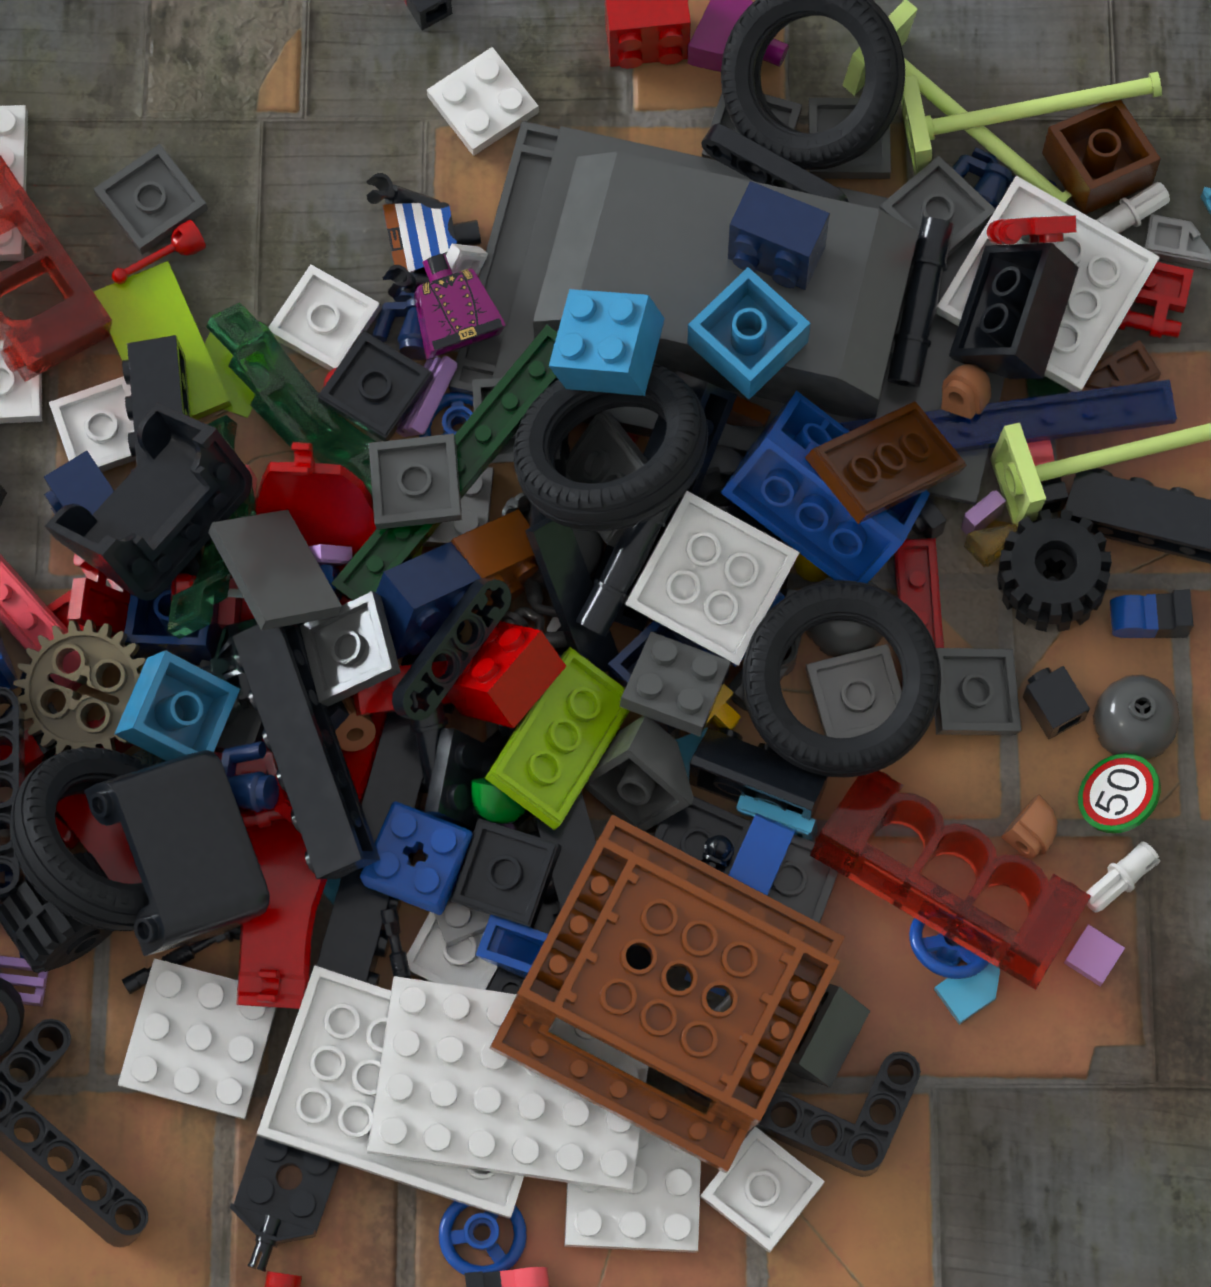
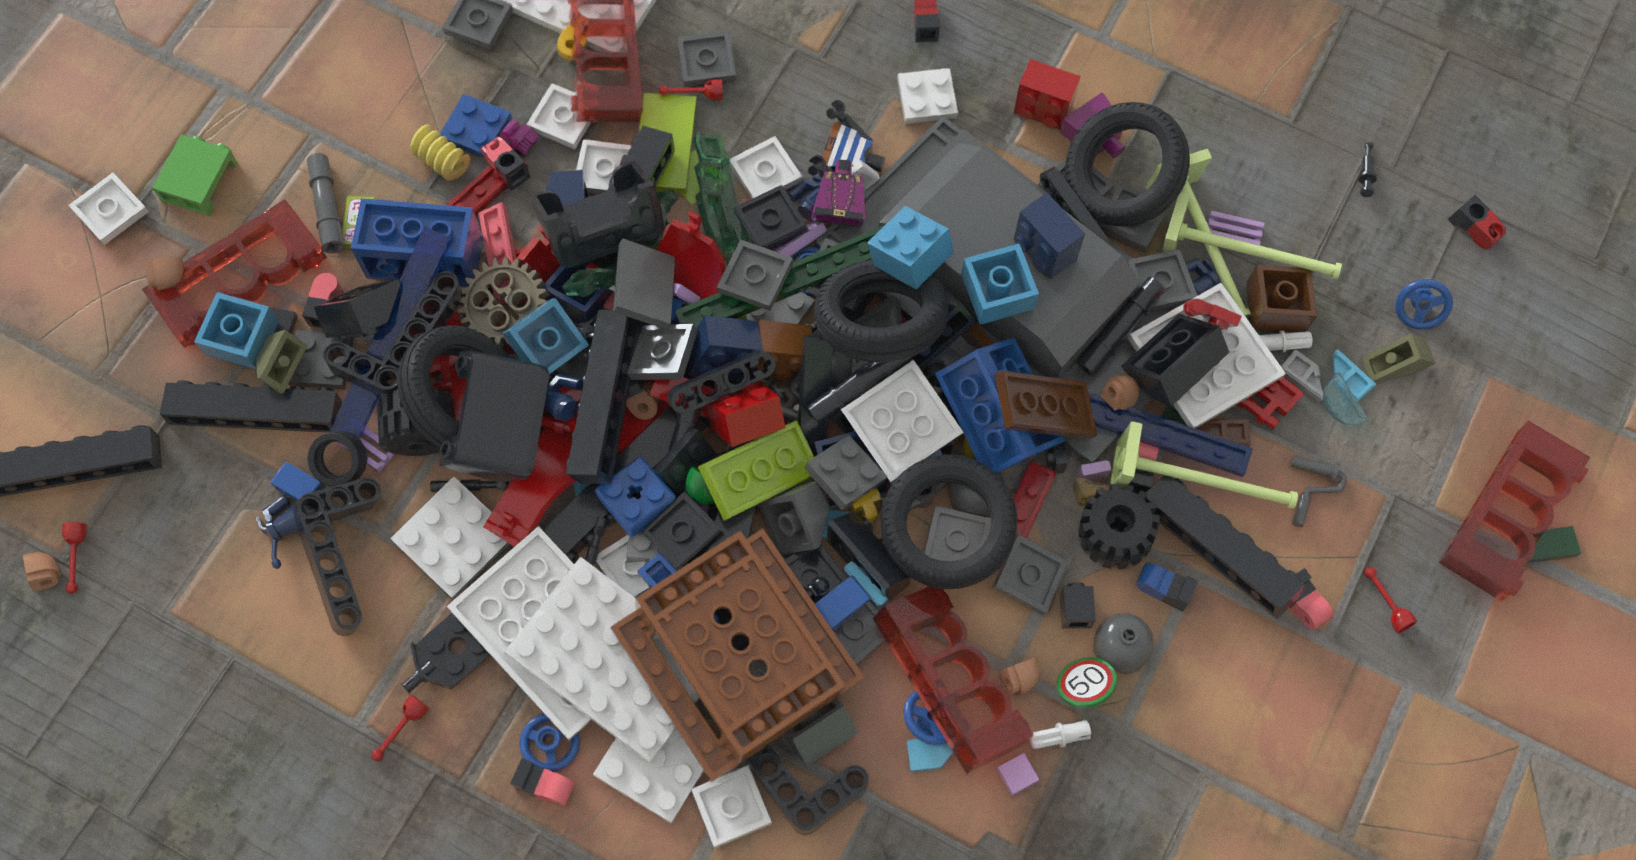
camera: 25 degrees right, 5 degrees down
(988, 74) = (1235, 226): none -> lavender tile

